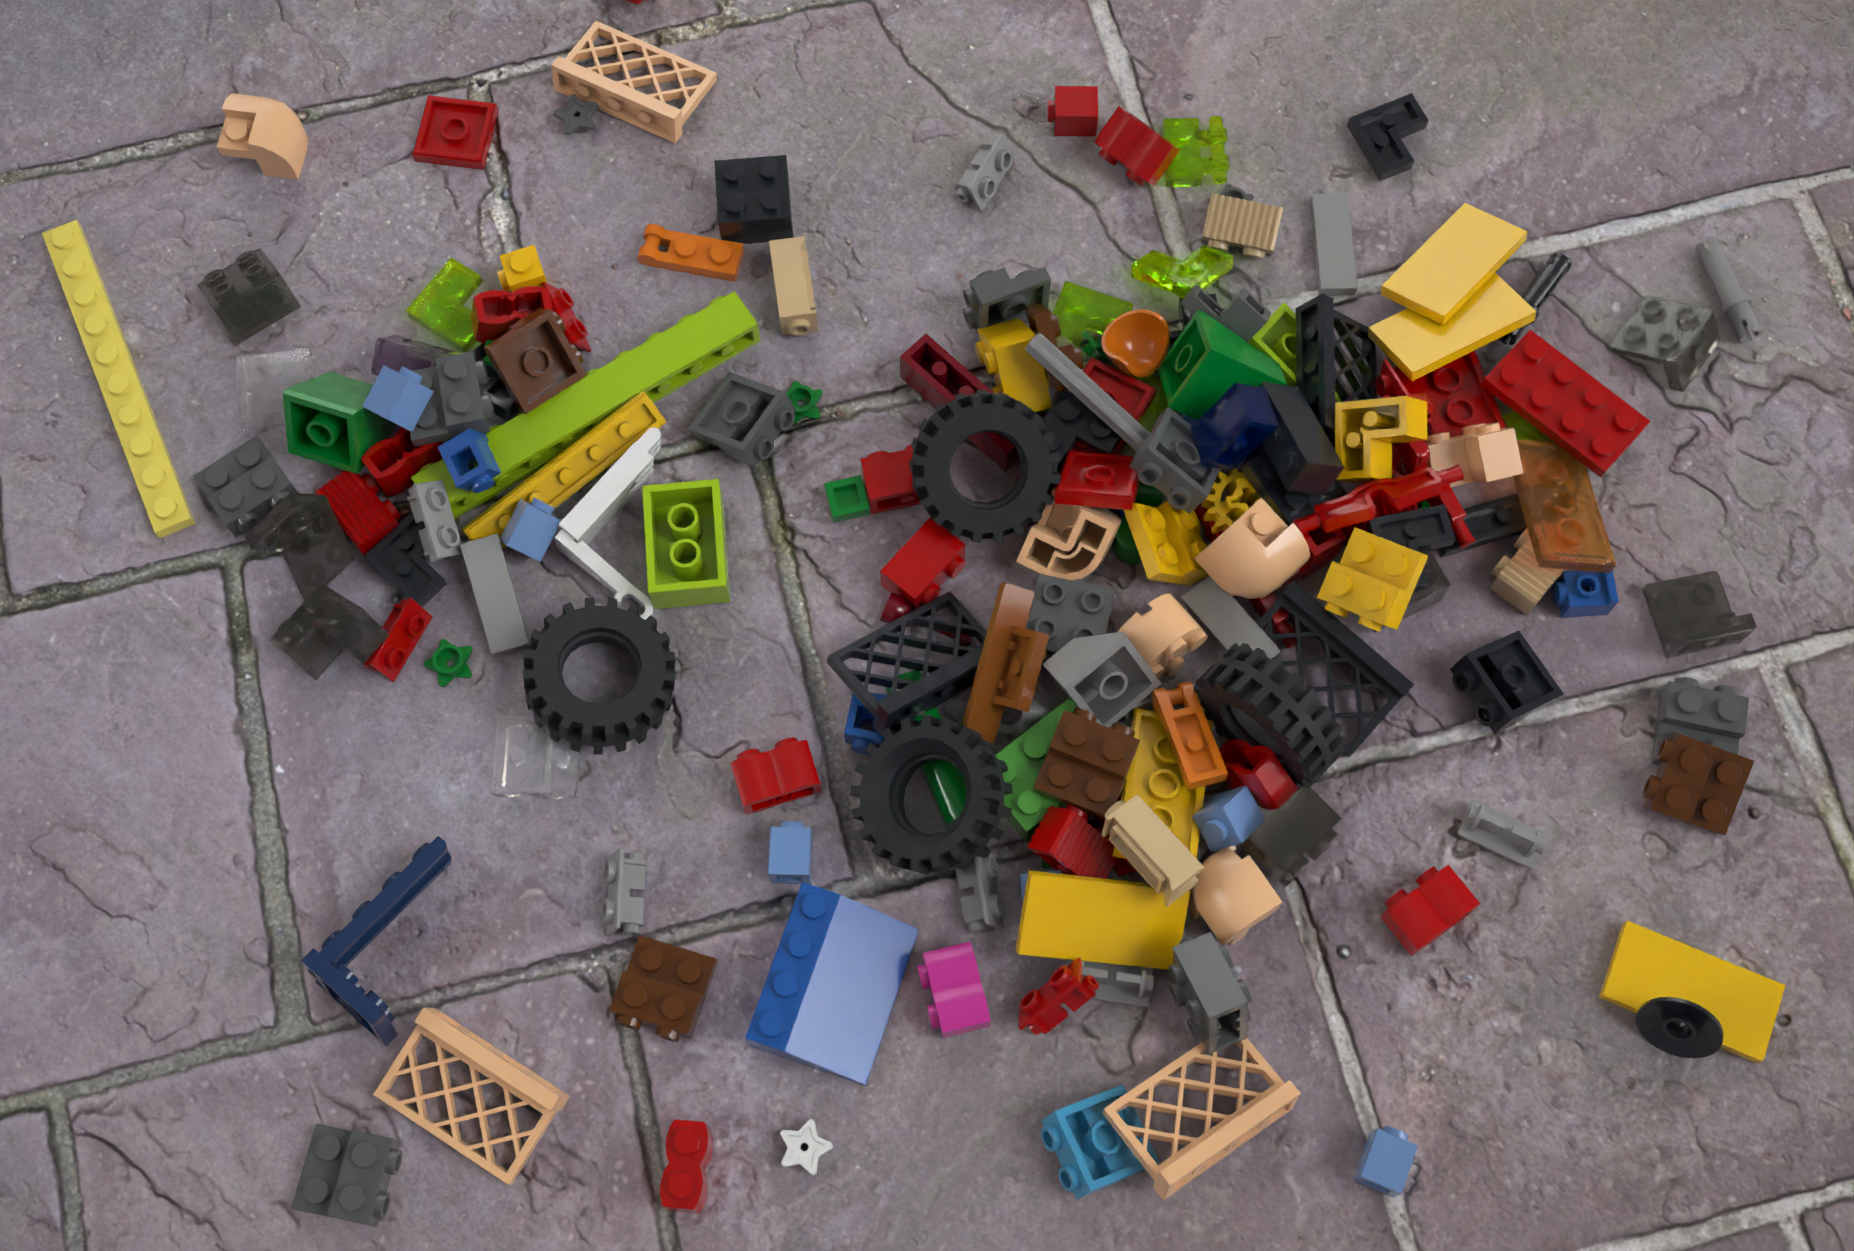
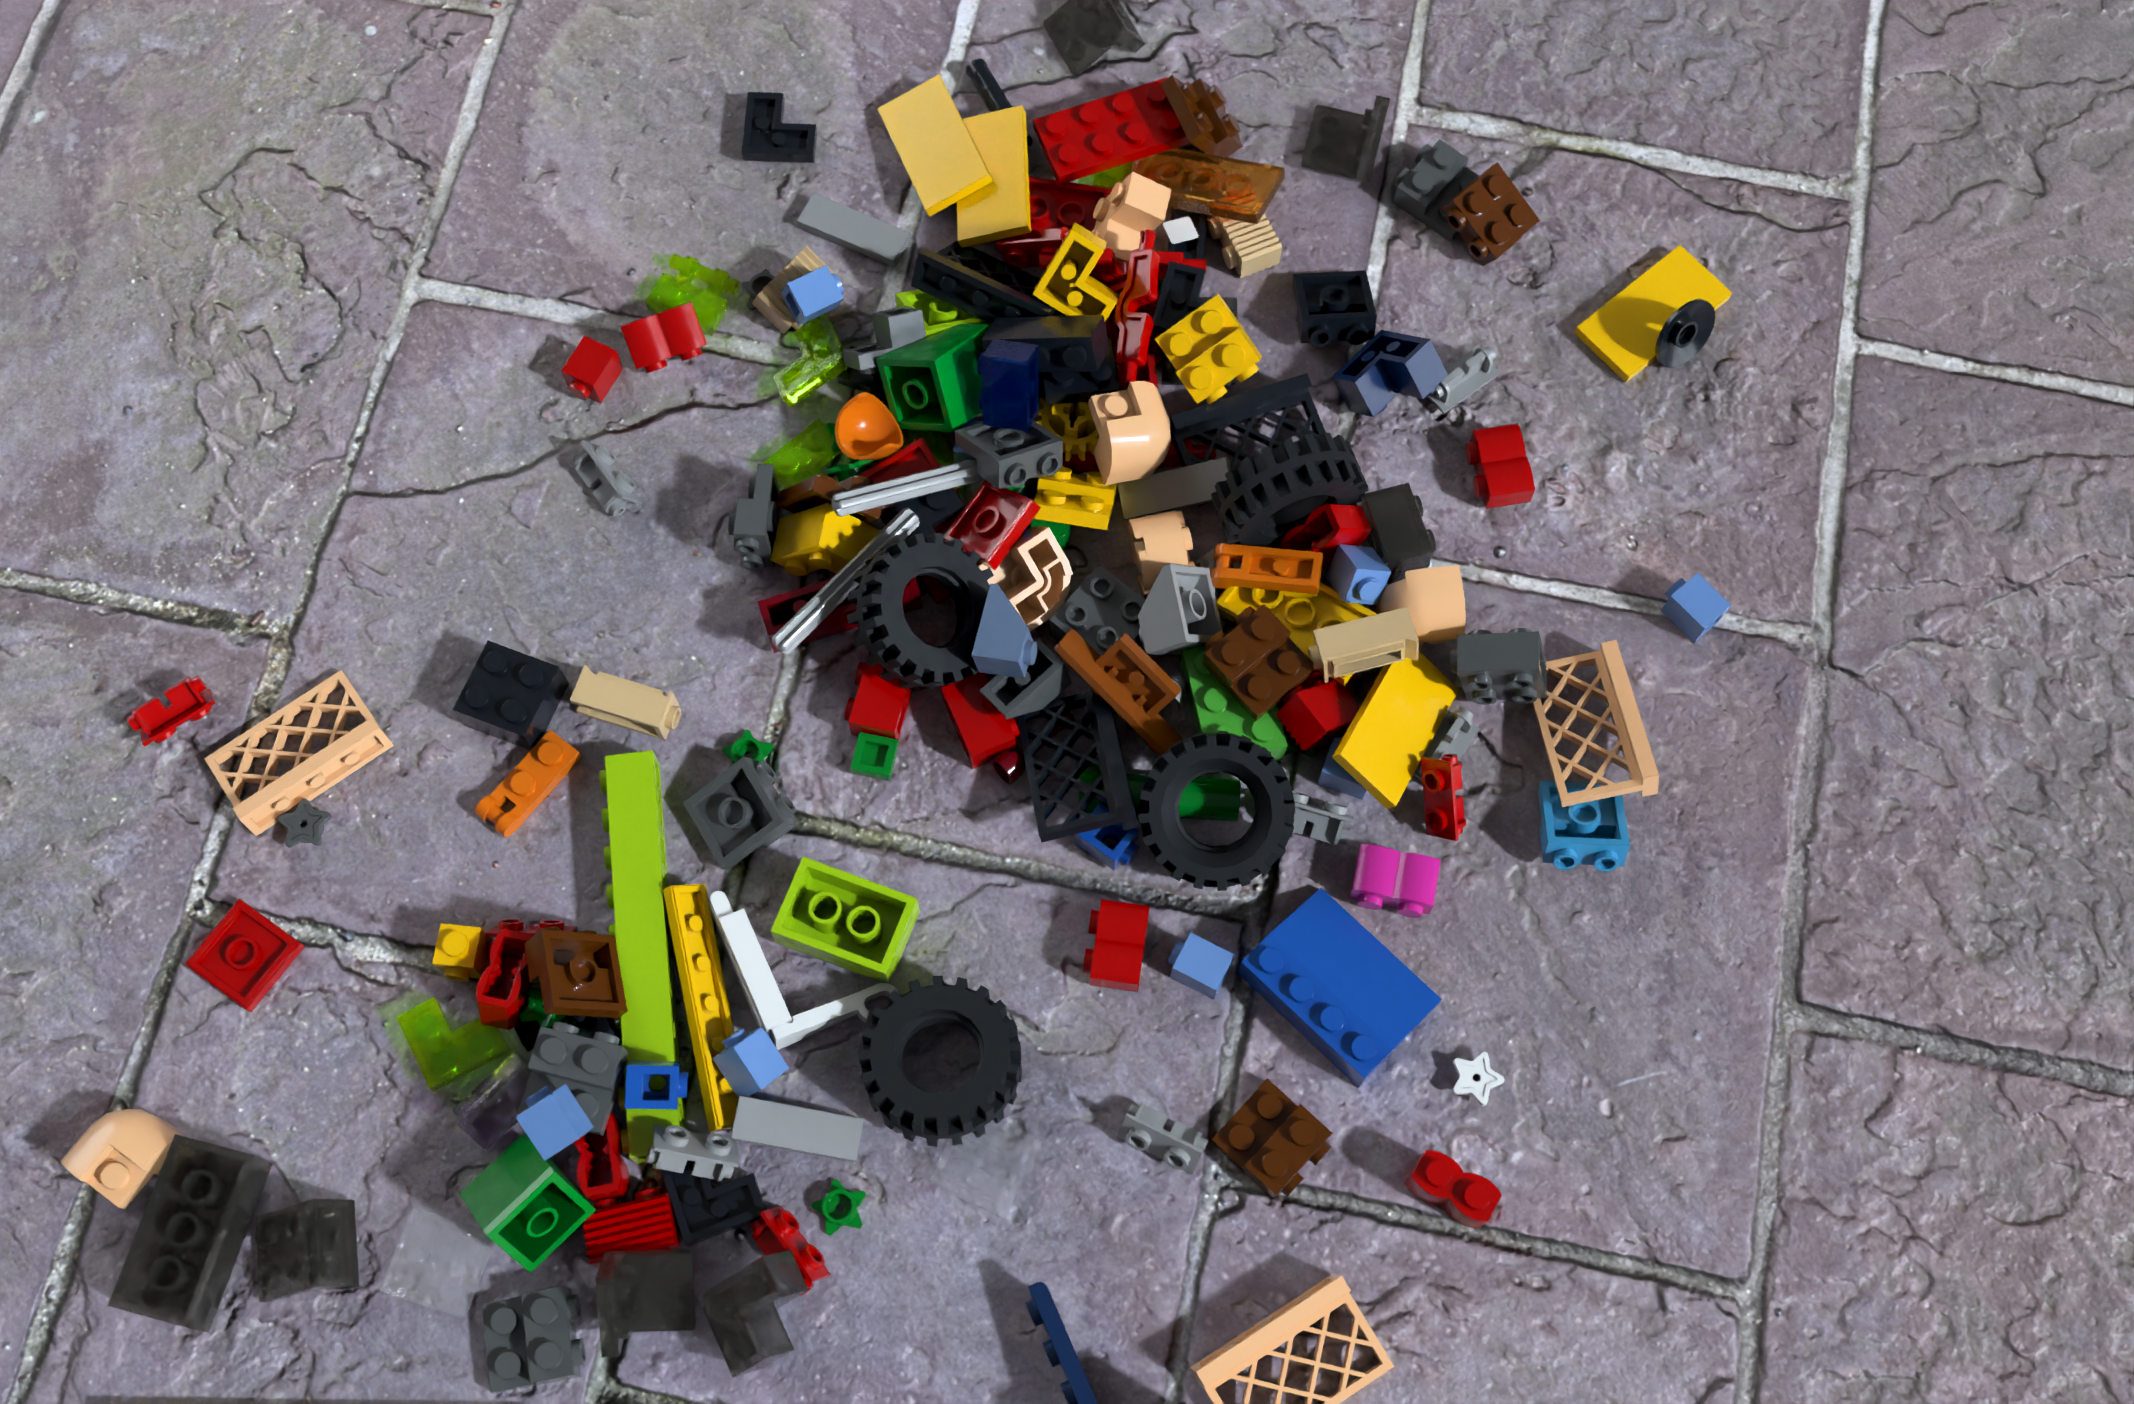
camera: 65 degrees left, 0 degrees up
(221, 208) = (191, 1233): none -> clear smoke brick
(957, 383) = (841, 584): none -> light grey axle
(966, 581) = (1041, 685): none -> dark grey slope
(992, 535) = (1003, 638): none -> sand blue slope
(1237, 235) = (813, 294): none -> medium blue brick
(1461, 753) = (1386, 367): none -> dark blue brick
(1498, 508) = (1180, 230): none -> white sticker
(1576, 602) = (1288, 207): blue brick -> none
(1628, 471) = (1203, 116): none -> reddish brown plate

